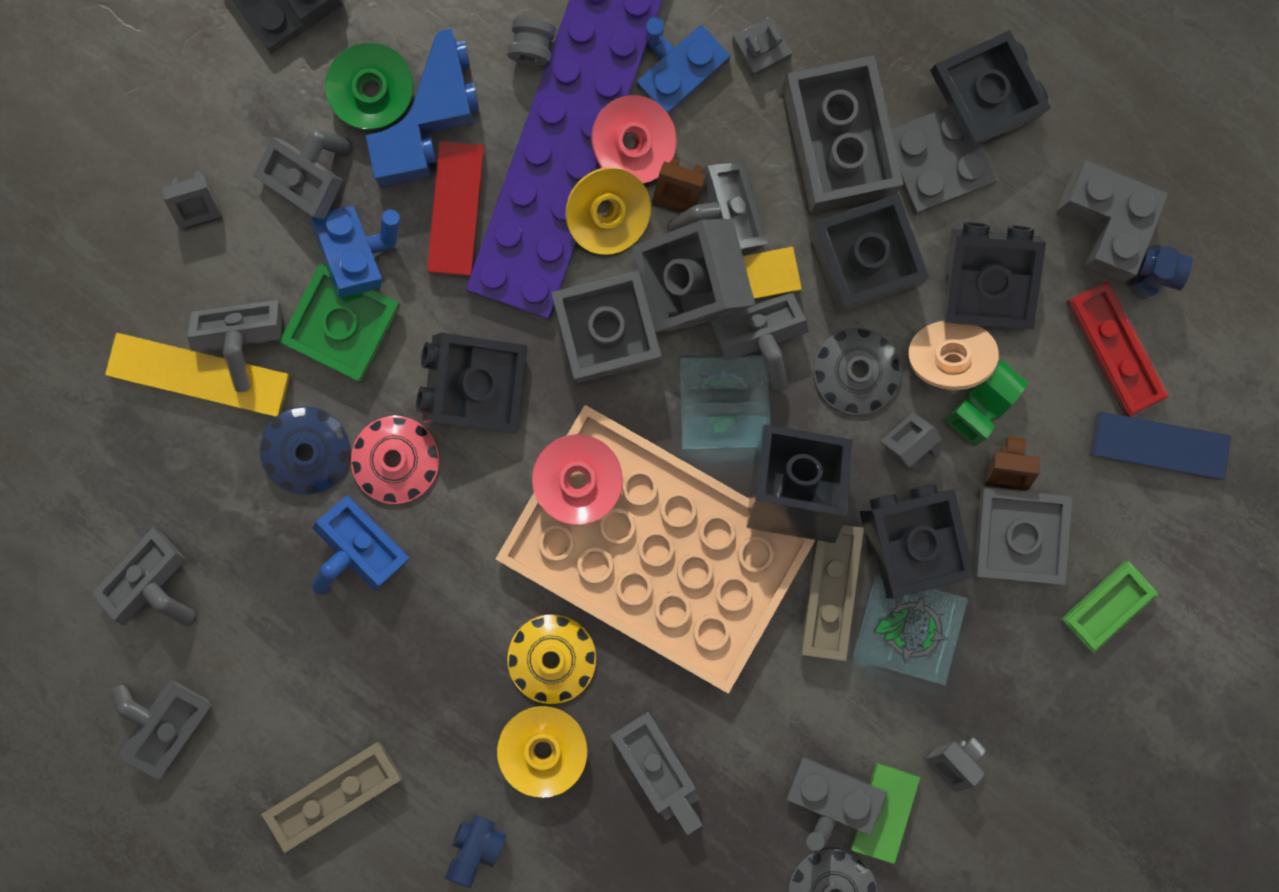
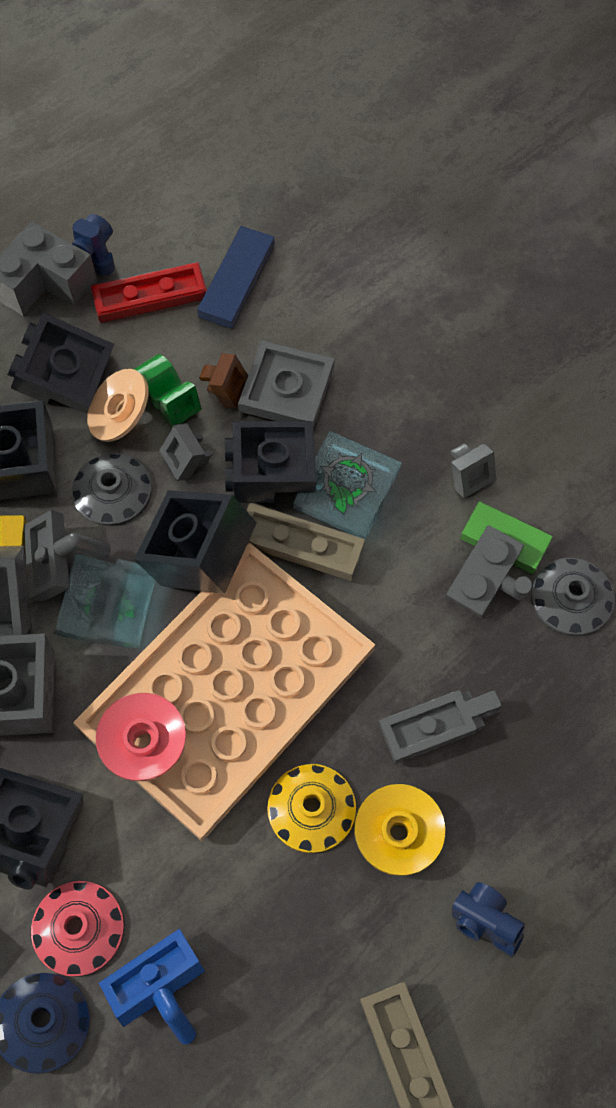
camera: 70 degrees left, 20 degrees down
(1109, 607) = (360, 336): bright green tile -> none

